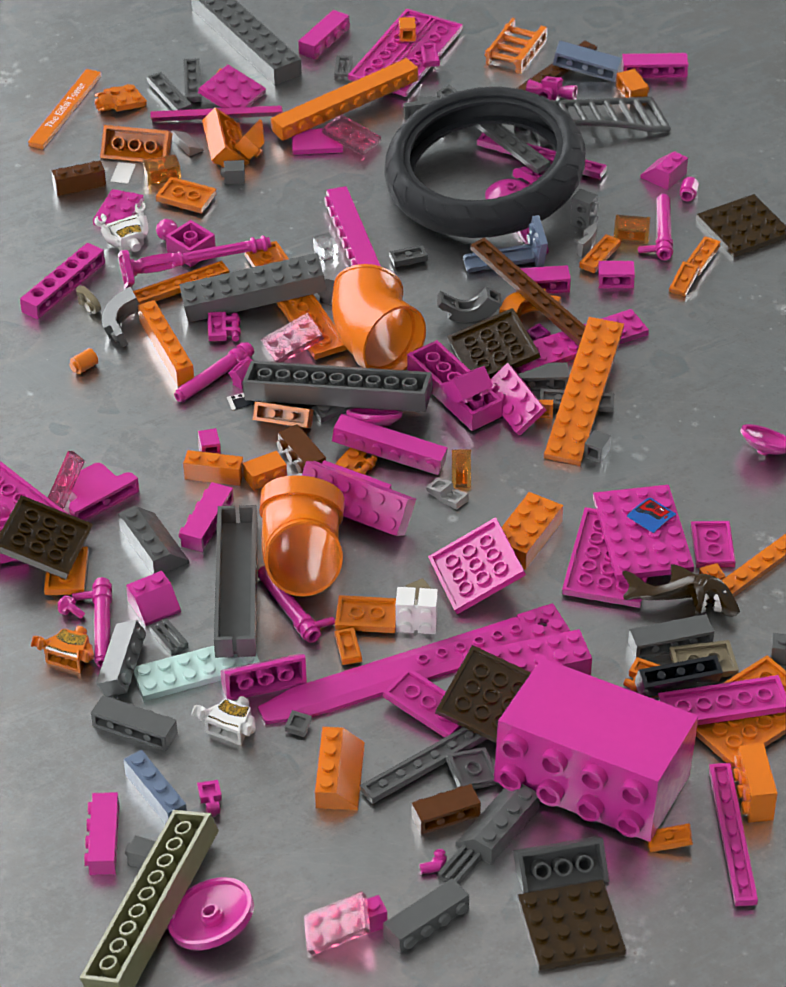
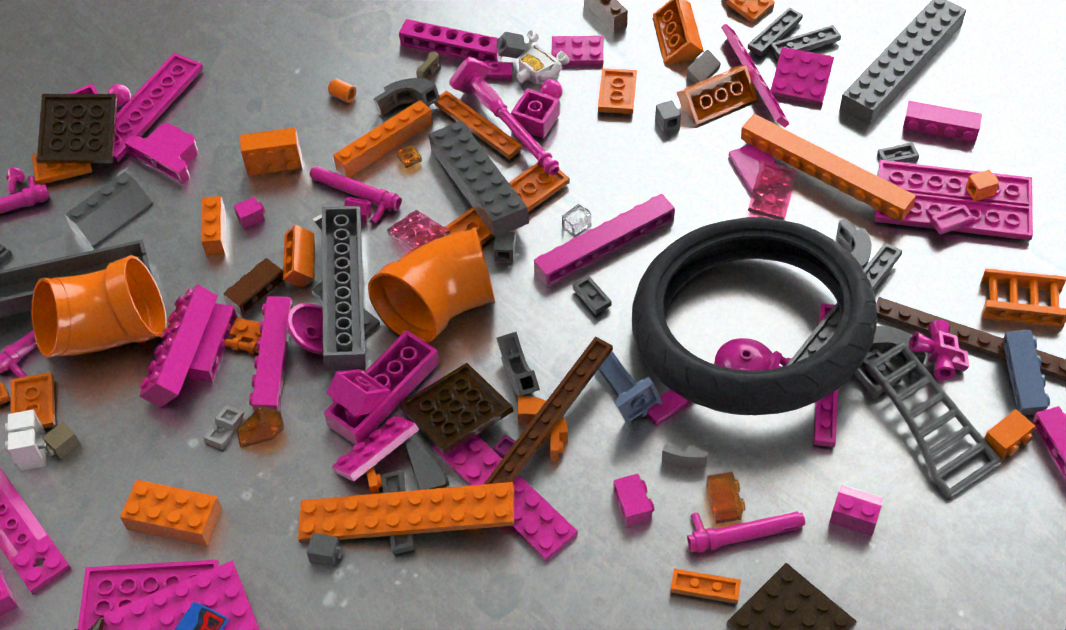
camera: 75 degrees right, 10 degrees up
(66, 479) = (157, 119): clear pink plate -> none
(101, 237) = (510, 45): none -> dark grey brick
(110, 265) = (499, 70): none -> dark pink plate
(123, 172) = (638, 37): white sticker -> none
(146, 412) = (271, 151): none -> orange brick
(152, 598) = (31, 232): dark pink slope -> none
(161, 169) = (646, 61): clear orange brick -> none
(193, 332) = (409, 156): none -> clear orange plate
(203, 521) = (157, 239): dark pink brick -> none
(217, 326) = (425, 171): dark pink plate -> none
(252, 141) = (718, 112): orange slope -> none
(264, 469) = (220, 266): orange brick -> none
(476, 565) = (97, 477): plate -> none
(552, 278) = (595, 428): dark pink brick -> none
(584, 209) = (726, 436): dark grey brick -> none
(600, 252) = (668, 475): orange plate -> none
(684, 278) = (651, 575): orange plate -> none
(688, 188) = (830, 542): dark pink brick -> none

